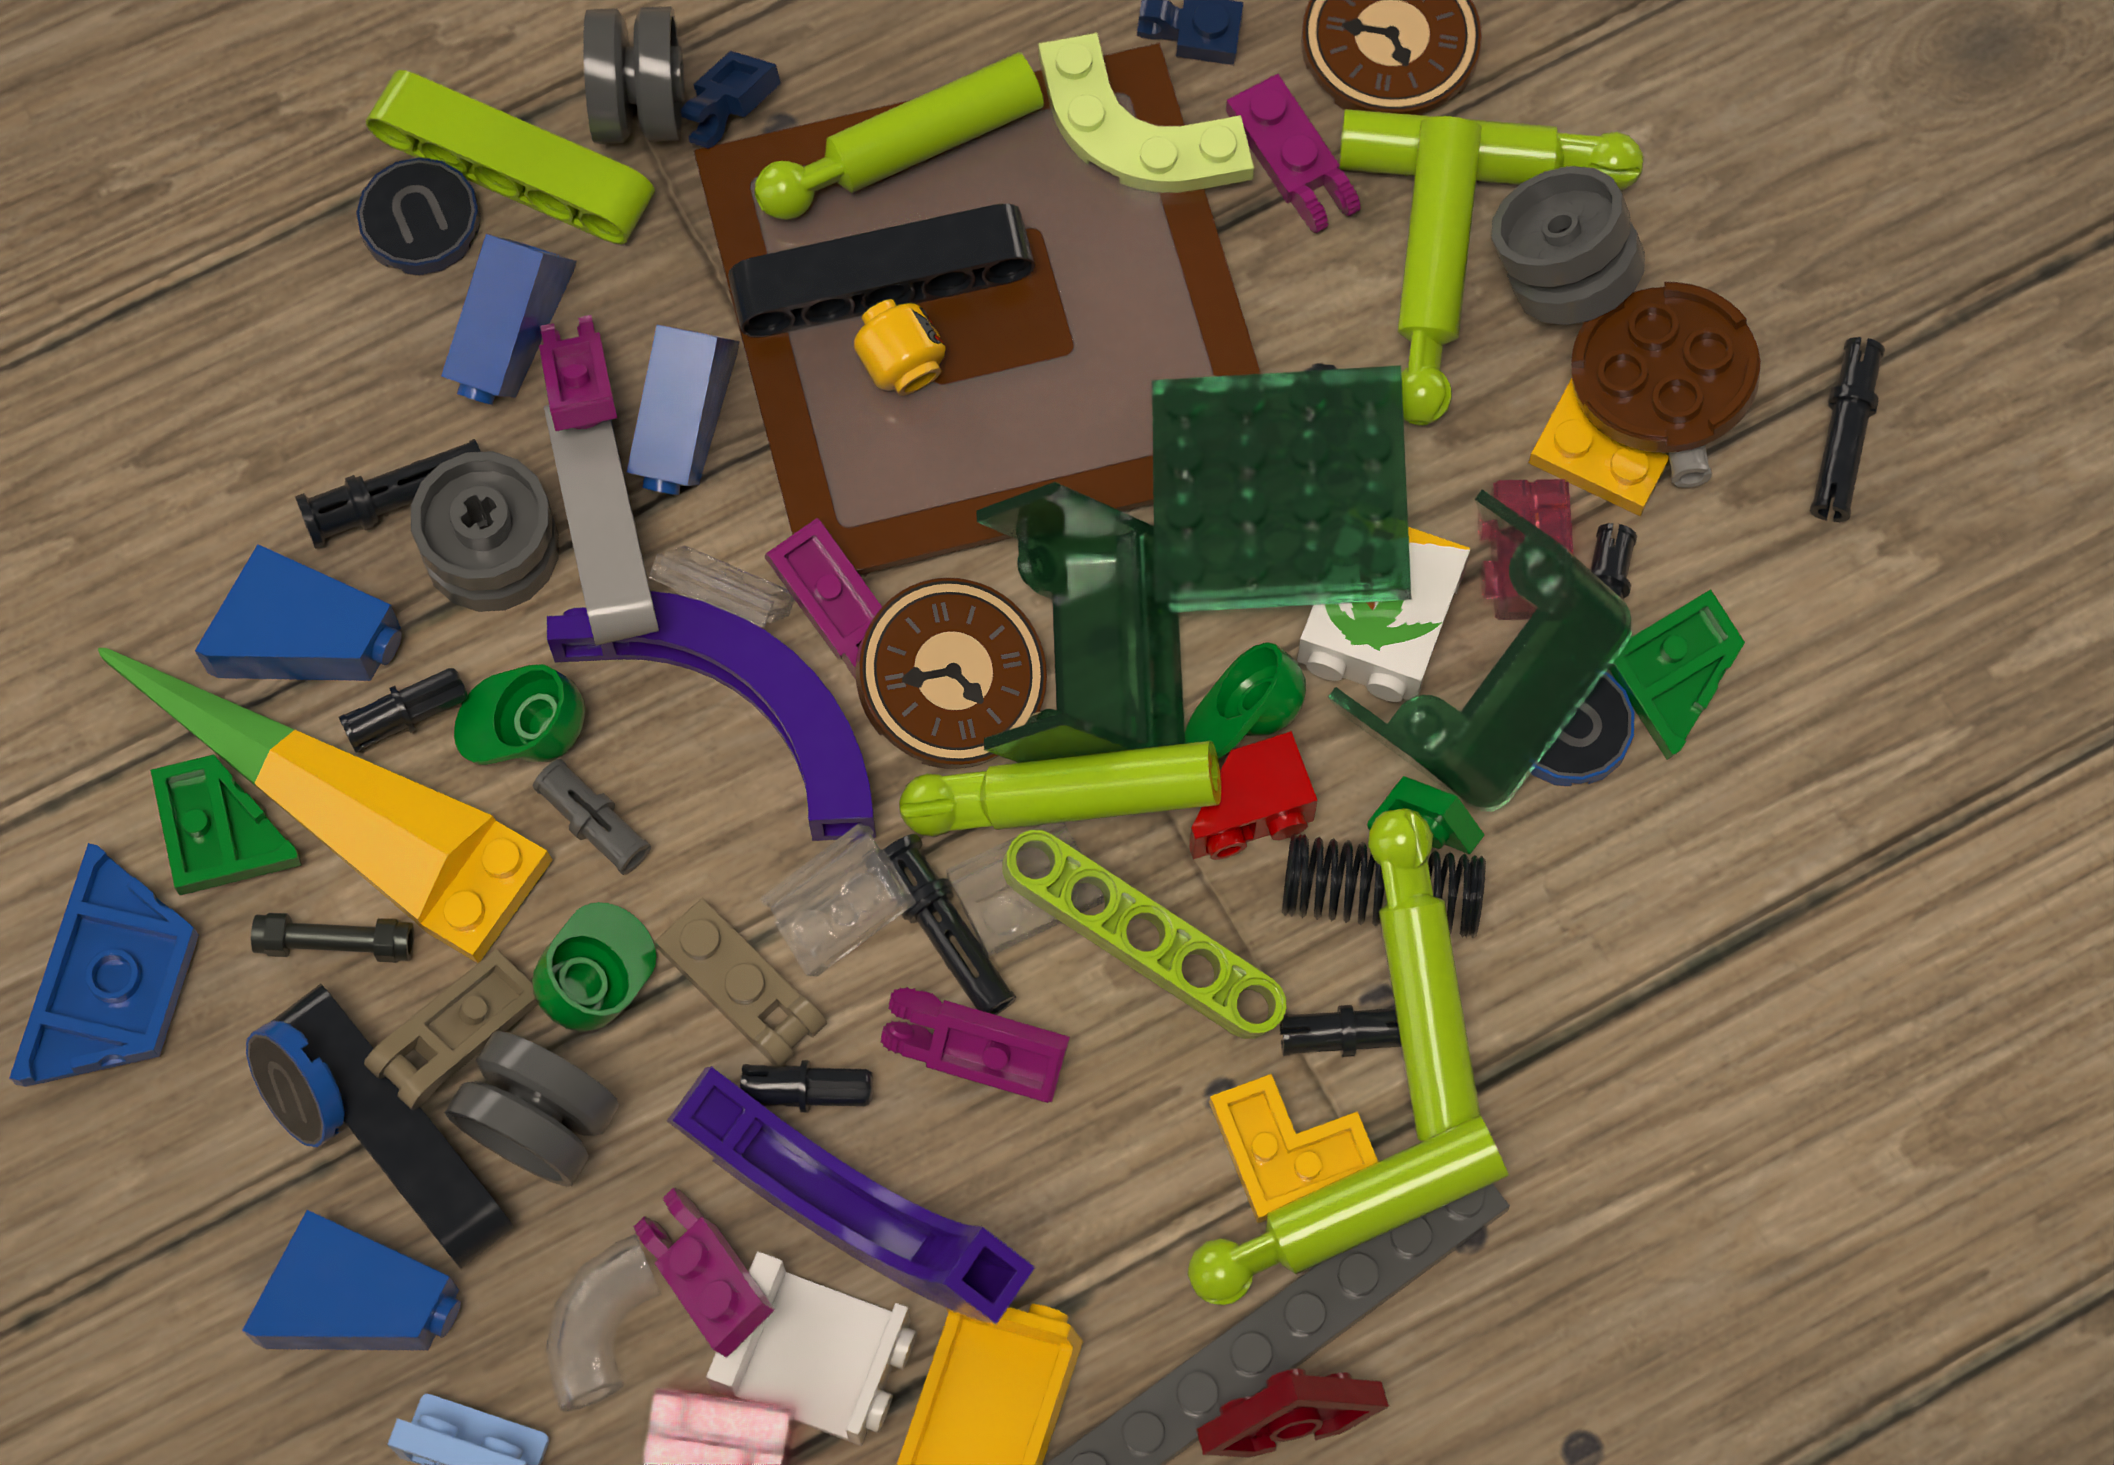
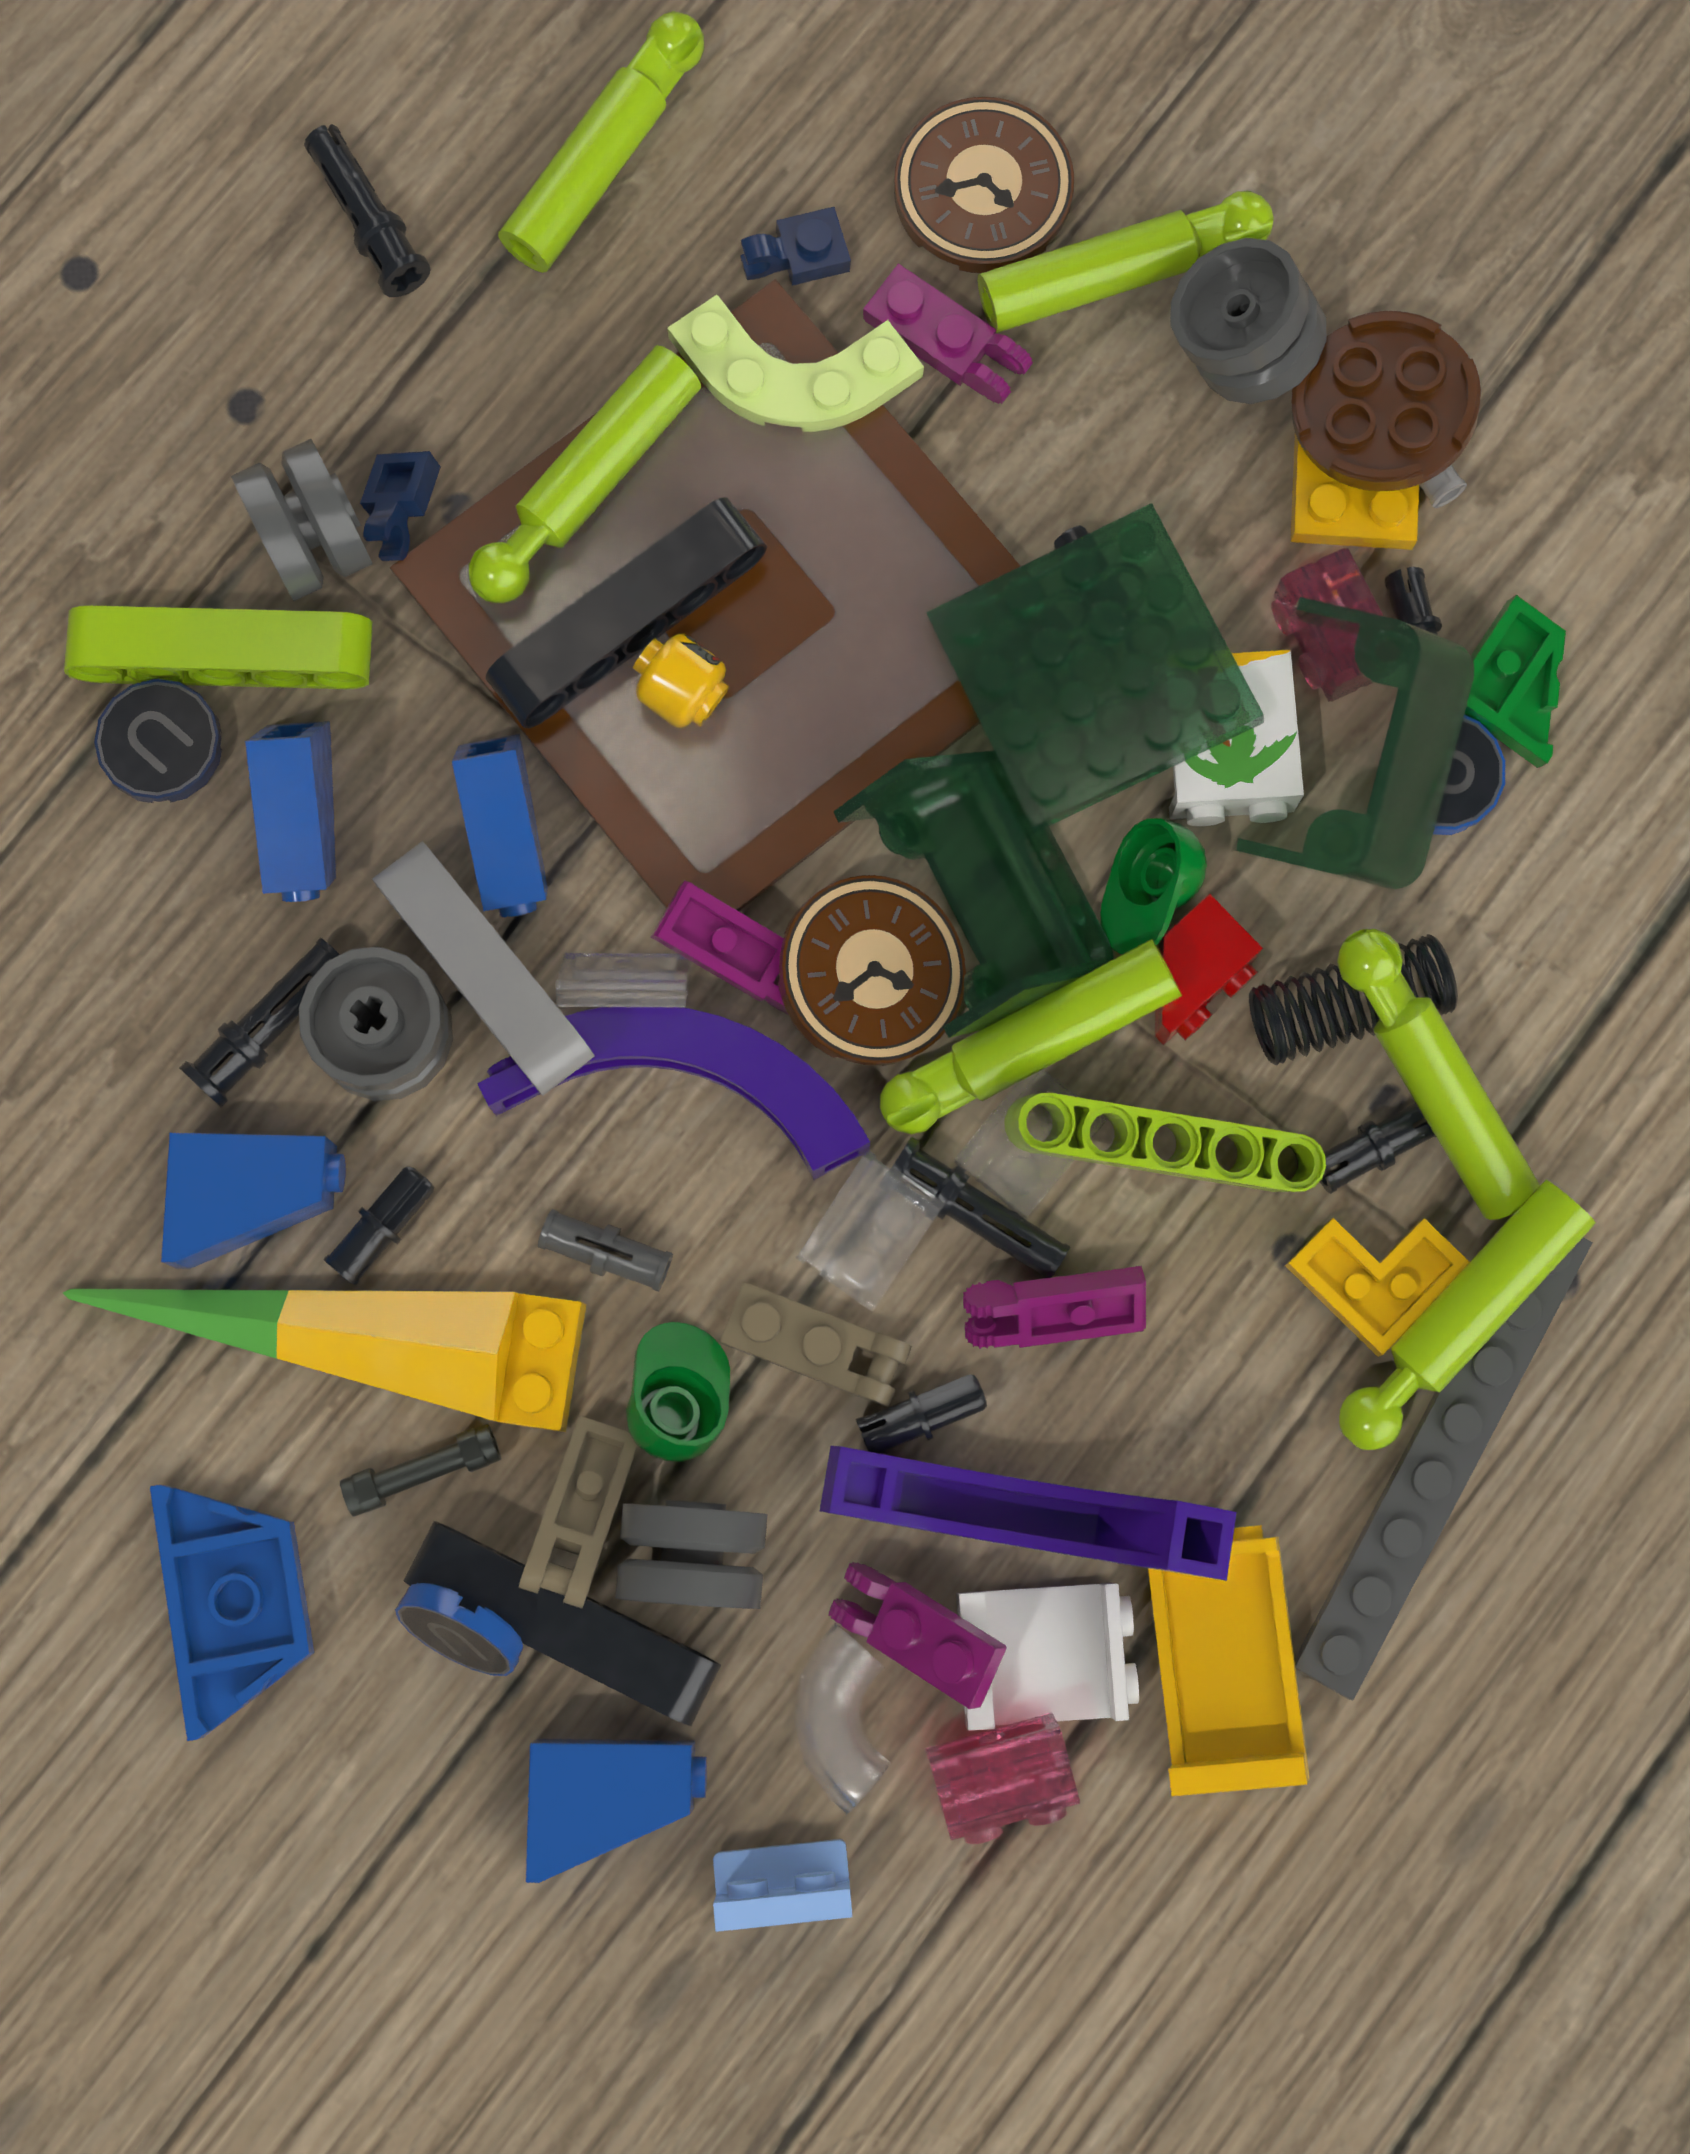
camera: 25 degrees left, 10 degrees up
(215, 828) = (259, 1416): green wing -> none
(520, 715) = (493, 1187): green cap -> none
(576, 377) = (393, 839): magenta hinge -> none
(1290, 1410) = (1498, 1517): dark red plate -> none
(1436, 259) = (1132, 380): lime piece -> none
(1443, 811) = (1353, 910): green bracket -> none
(1852, 406) = (1558, 366): black pin -> none

